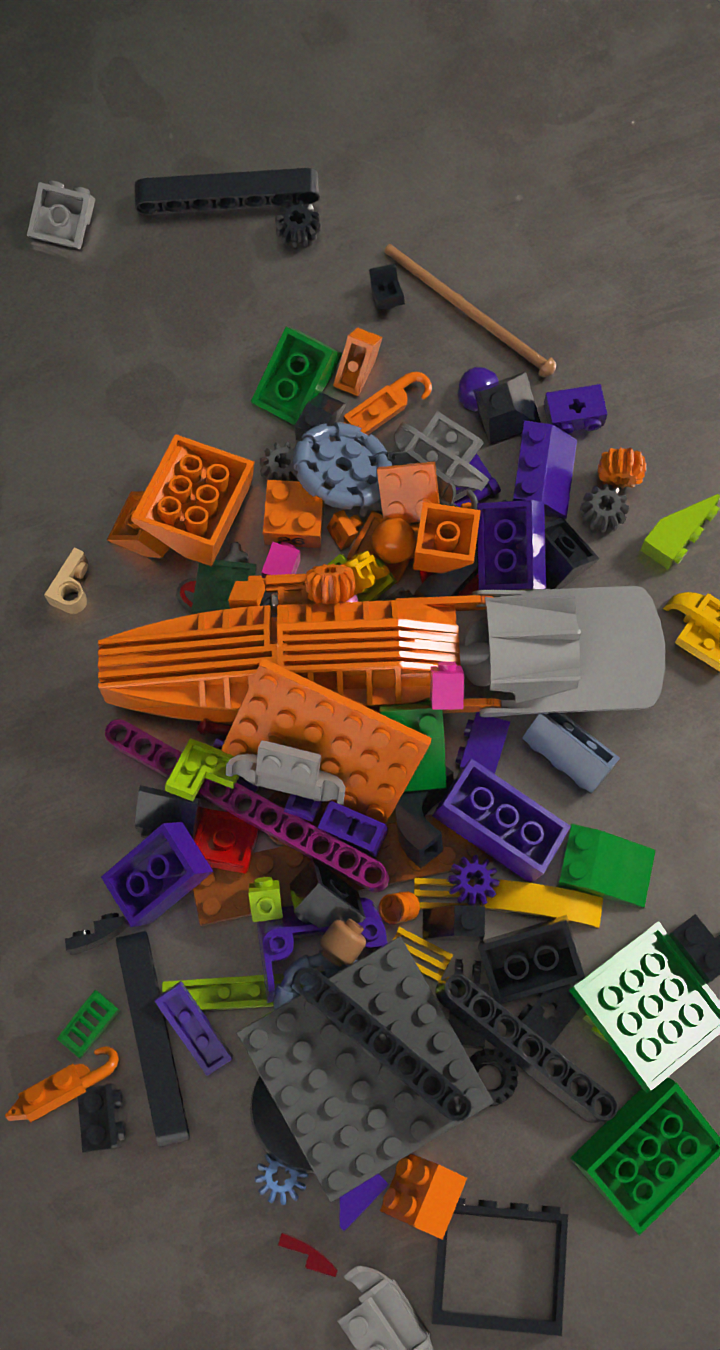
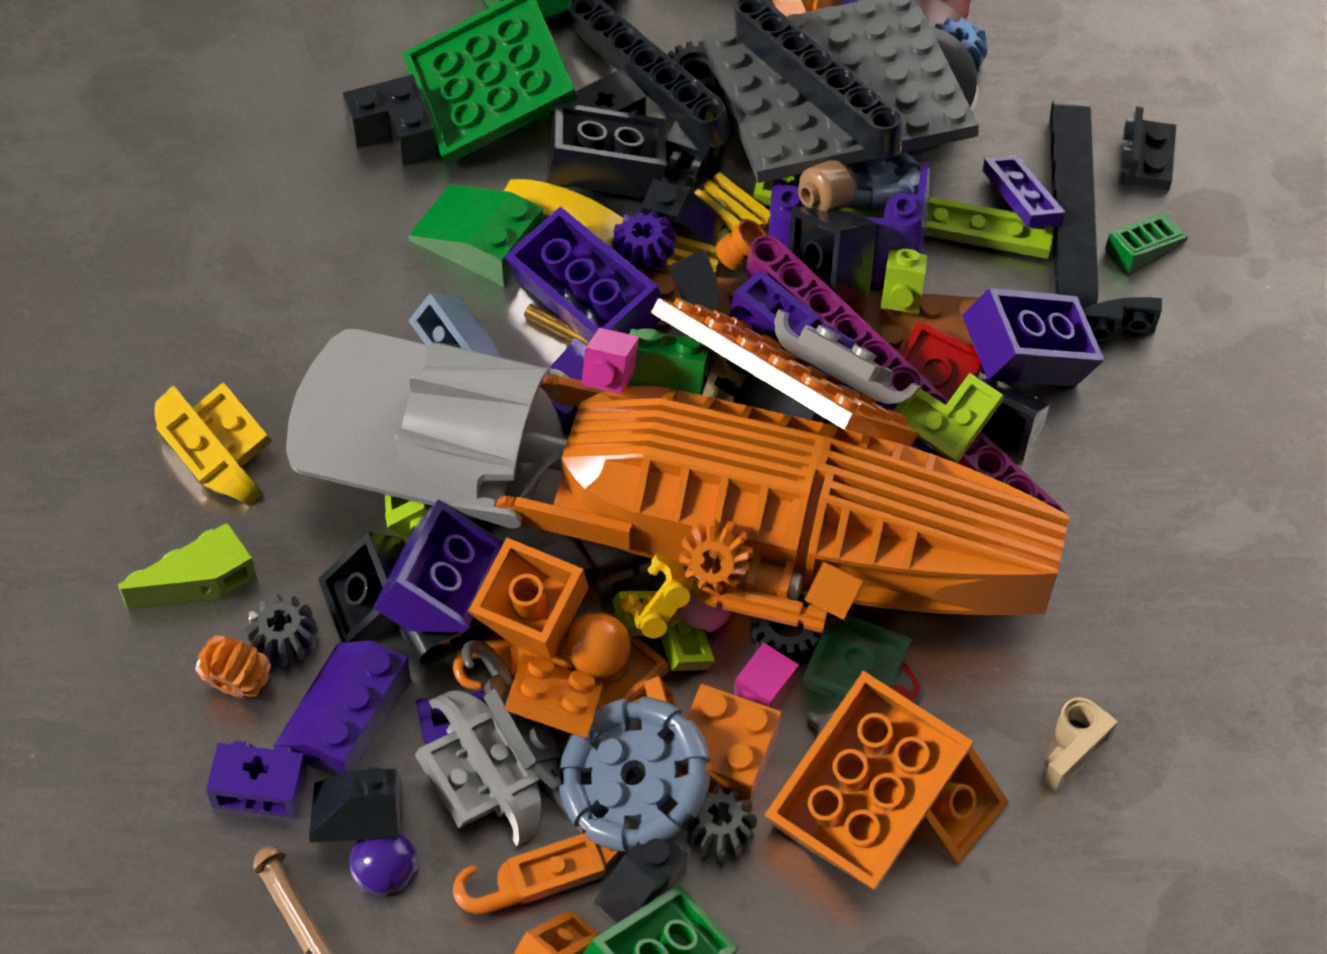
camera: 165 degrees left, 15 degrees down
(60, 1088) = (1189, 185): orange plate -> none

